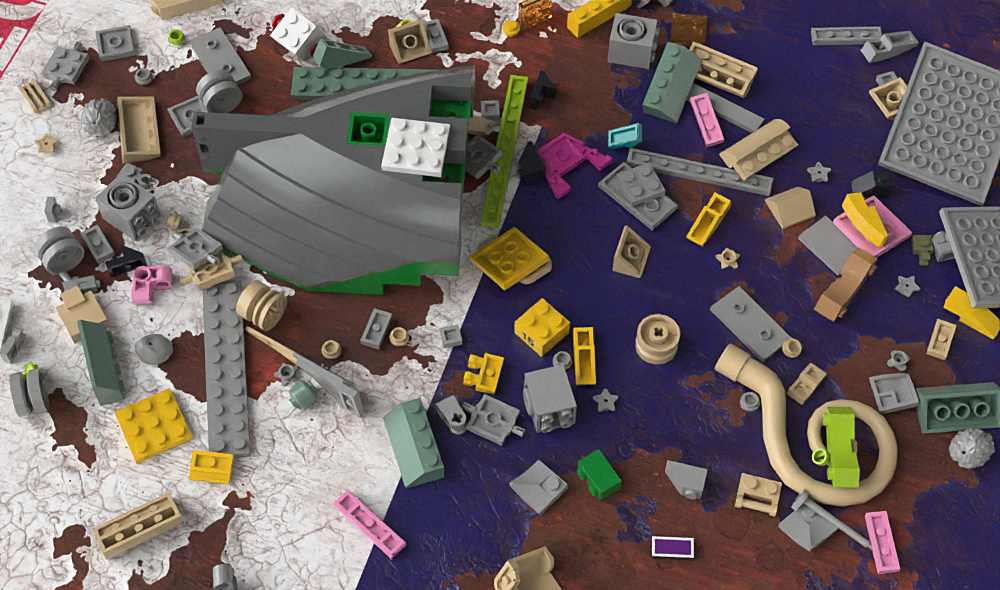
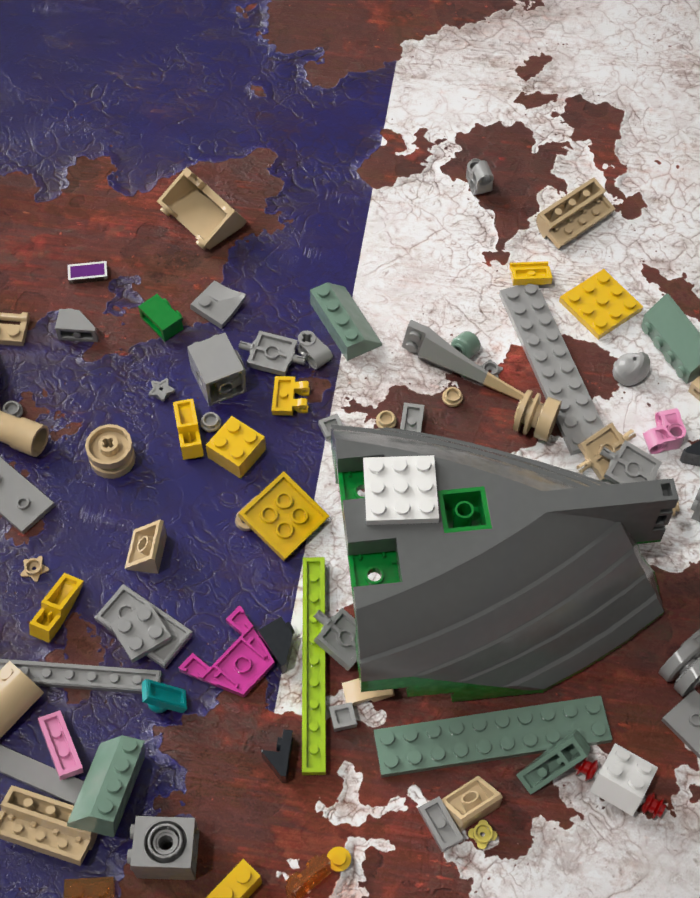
camera: 170 degrees right, 0 degrees up
(369, 524) = (369, 249): bright pink plate -> none

